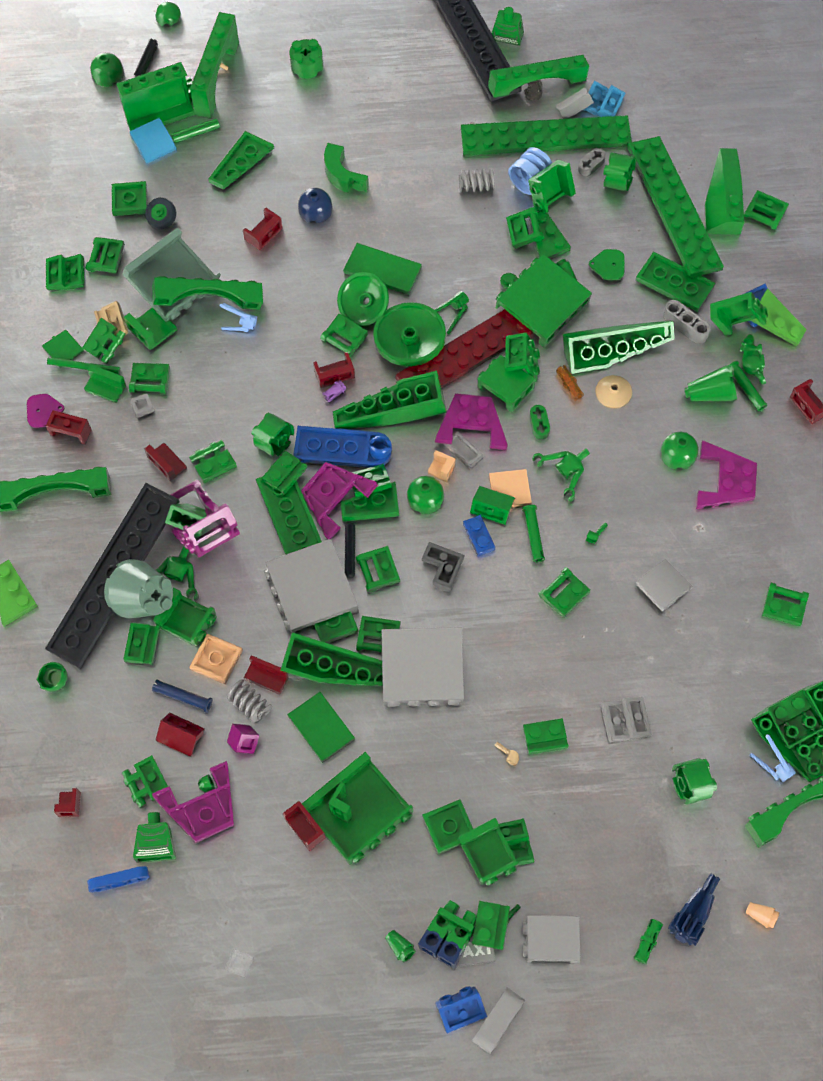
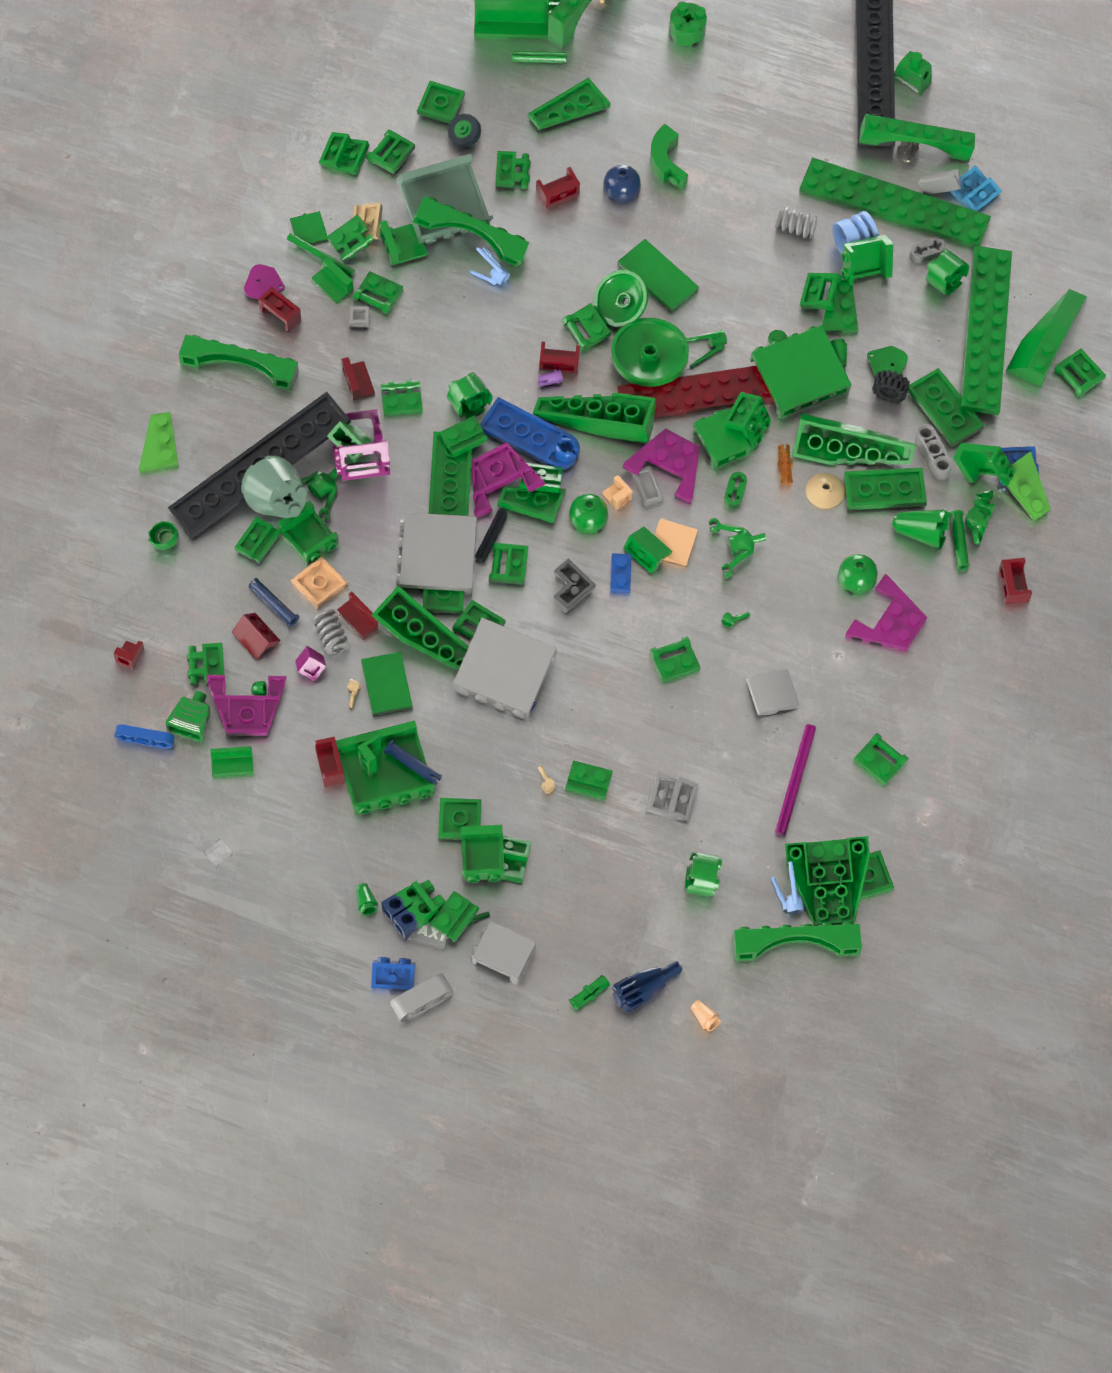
camera: 20 degrees right, 0 degrees up
(152, 140) = (491, 50): dark azure slope -> none
(212, 234) = (506, 167): none -> green plate
(212, 867) = (232, 761): none -> green panel
(292, 742) = (355, 687): none -> tan hand
(381, 792) = (412, 762): none -> dark blue pin
(534, 533) = (674, 592): green pin -> none
(624, 281) = (891, 386): none -> black tyre
(663, 369) = (885, 488): none -> green plate
(724, 655) = (795, 779): none -> magenta axle

